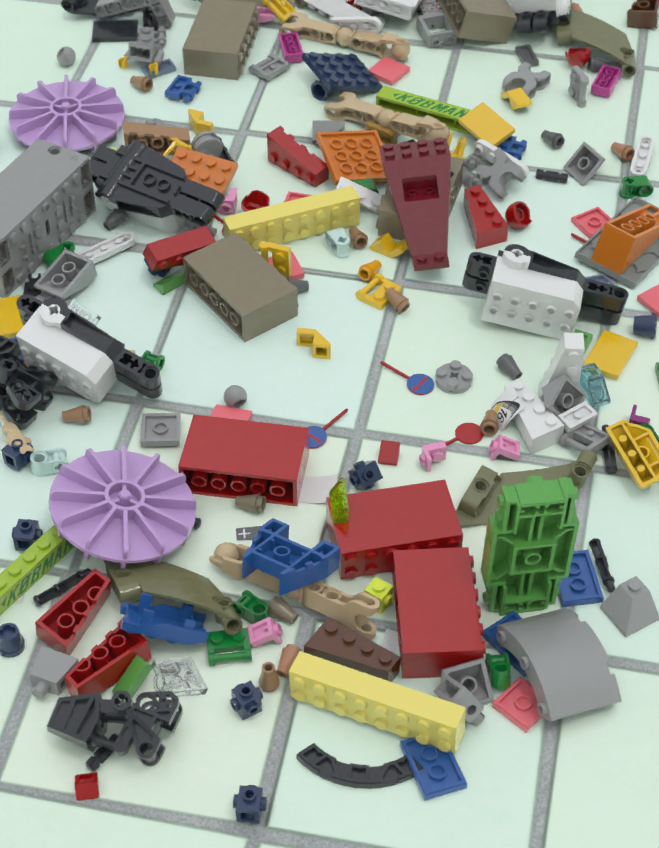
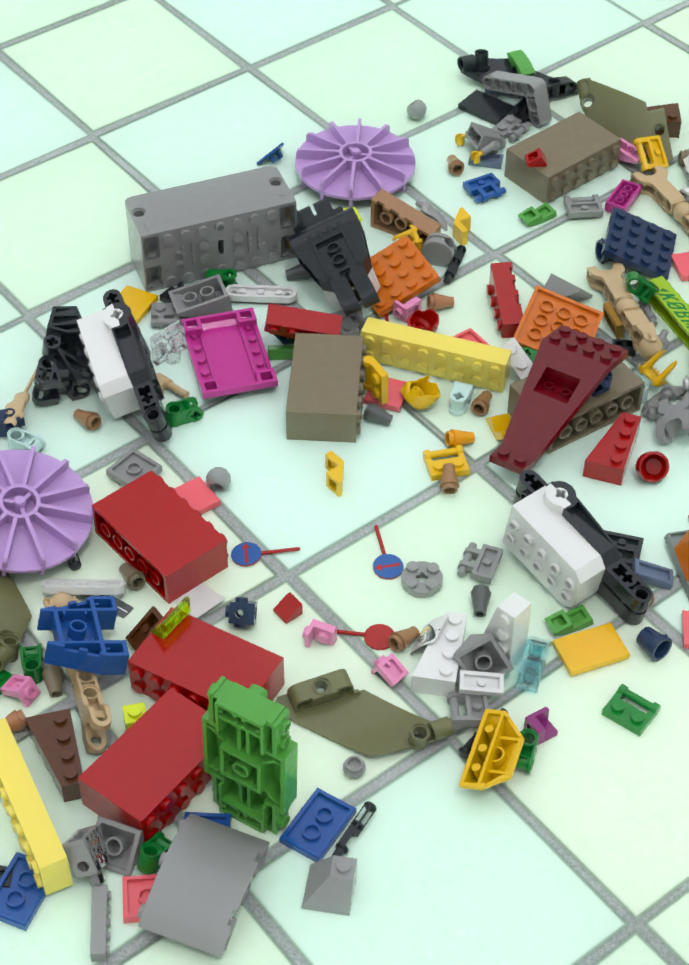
camera: 40 degrees right, 0 degrees up
(135, 306) = (228, 353): none -> dark pink slope
(214, 44) = (536, 159): none -> red slope
(224, 533) = (88, 587): none -> white plate
(243, 88) = (537, 216): none -> bright green slope
(245, 185) = (438, 301): none -> nougat cone
(311, 253) = (420, 393): none -> yellow hair
(313, 527) = (144, 627): none -> reddish brown slope
(381, 98) = (643, 289): none -> green piece
(485, 342) = (486, 563): none -> light grey plate
(514, 743) = (100, 923): none -> light grey piece

